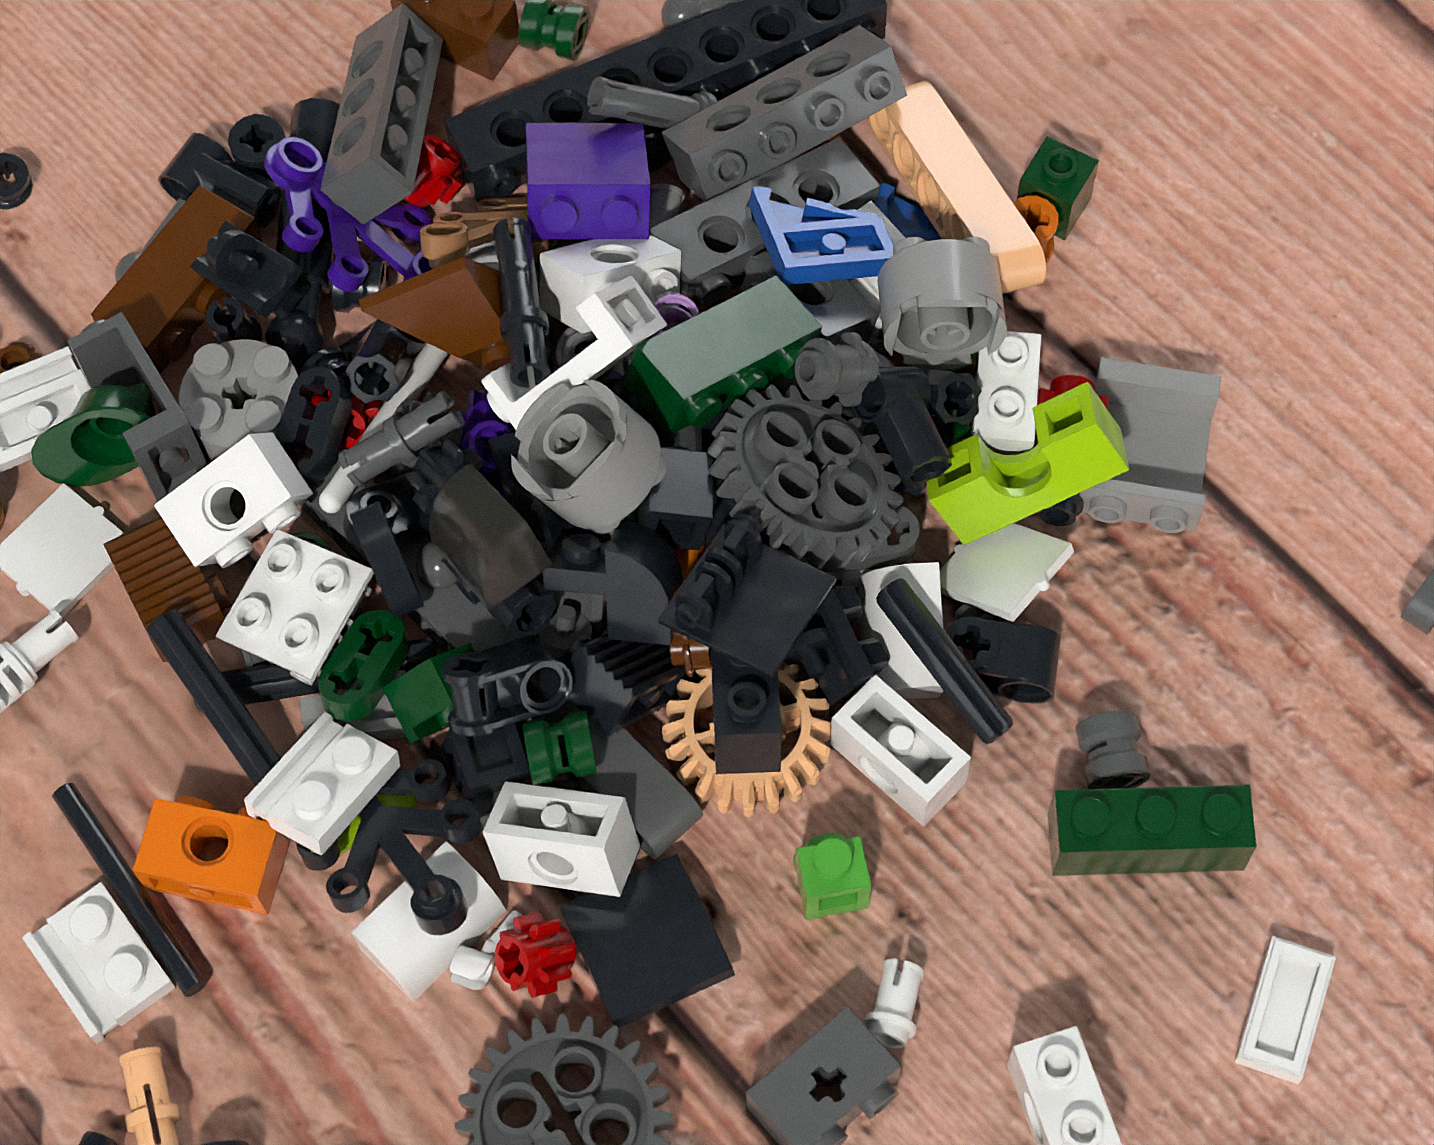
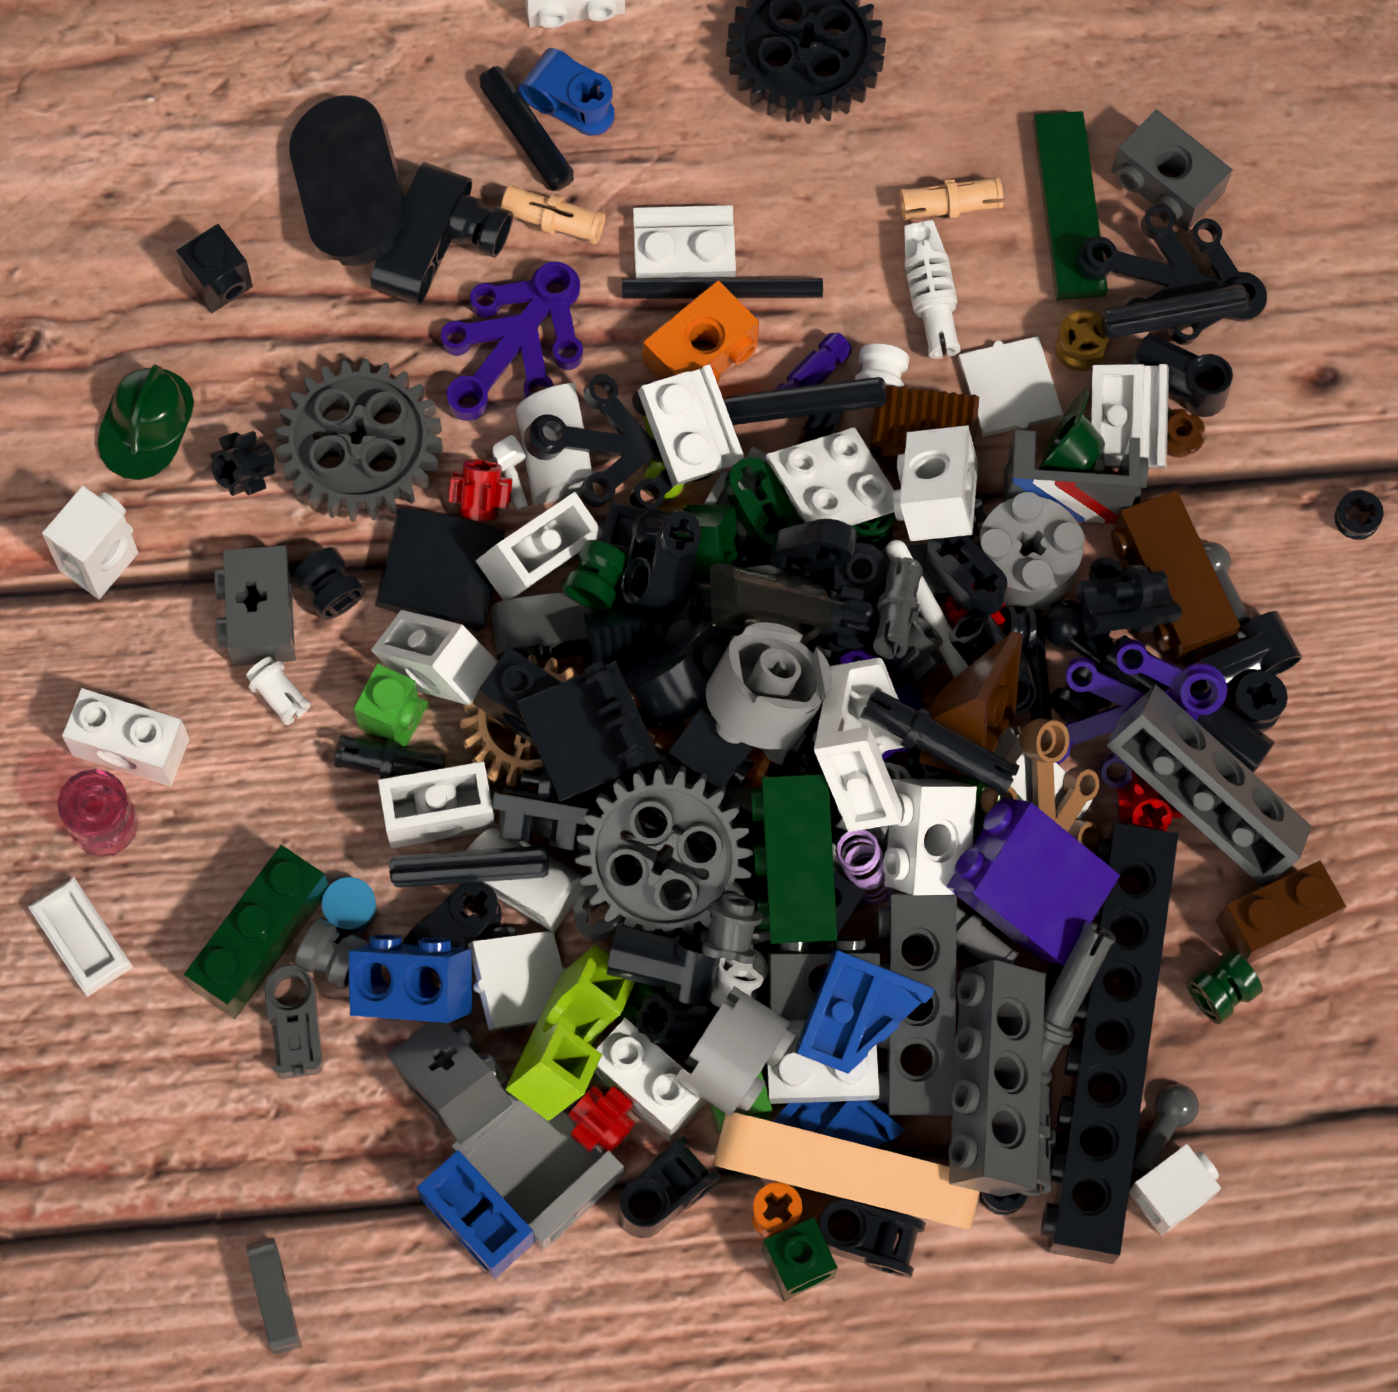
camera: 120 degrees right, 5 degrees up
(130, 663) = (883, 362): none -> white wheel
(167, 735) = (819, 364): none -> dark purple axle
(324, 1053) = (515, 334): none -> dark purple plant
(746, 1034) = (328, 583): none -> black wheel
(756, 850) = (435, 654): none -> white brick
(882, 844) = (384, 759): none -> black pin
(998, 144) = (875, 1237): none -> black piece
(1046, 771) = (349, 905): none -> dark azure tile
(1083, 325) = (673, 1182): none -> black piece
(1089, 645) = (411, 988): none -> blue brick
(1149, 586) = (451, 1078): none -> dark grey brick
(1163, 1071) = (98, 812): none -> clear pink wheel
(1205, 737) = (296, 1028): none -> dark grey piece
(1242, 450) = (476, 1214): none -> blue brick

